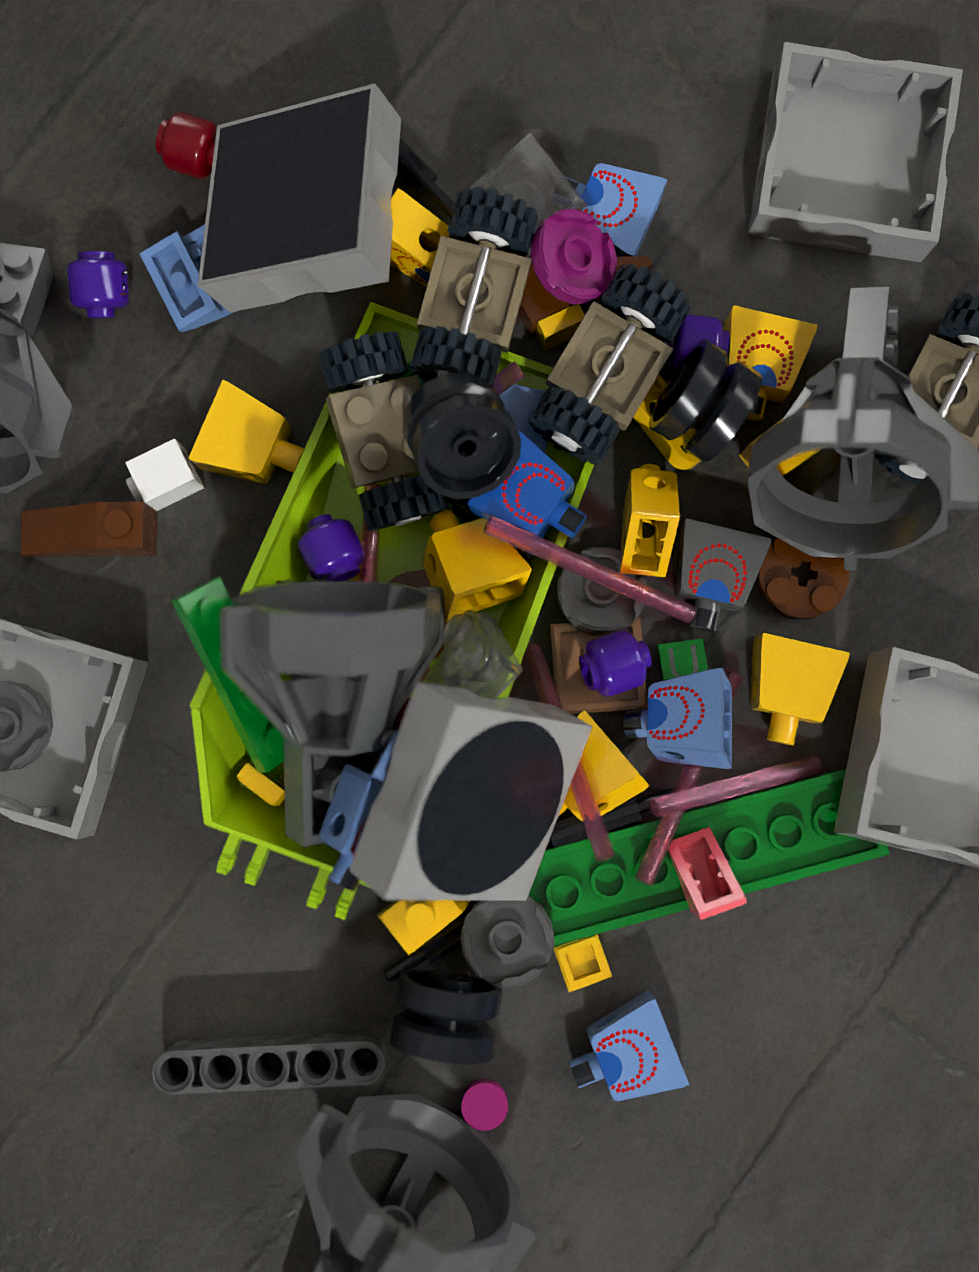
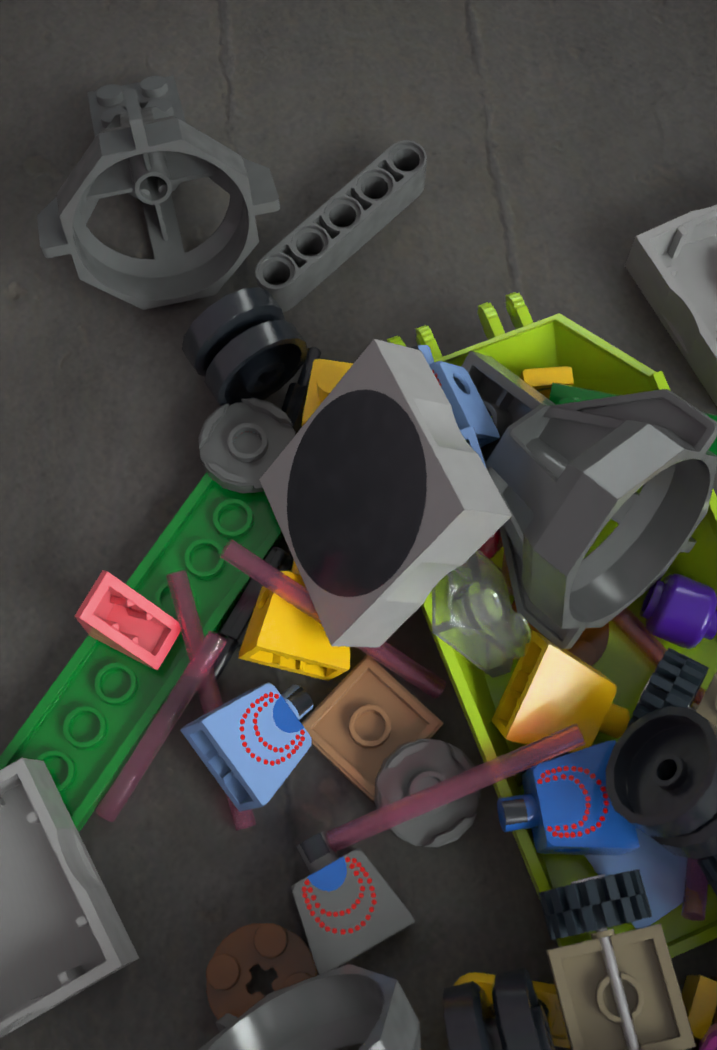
camera: 135 degrees right, 15 degrees down
(484, 1104) = (158, 328): dark pink tile -> none
(582, 962) = (169, 485): yellow tile -> none
(614, 663) = (359, 730): dark purple head -> none
(631, 1052) = (73, 451): medium blue torso -> none
(655, 500) = (456, 899): yellow torso -> none
(681, 658) = (302, 797): green tile -> none
(793, 682) = (185, 865): yellow torso -> none

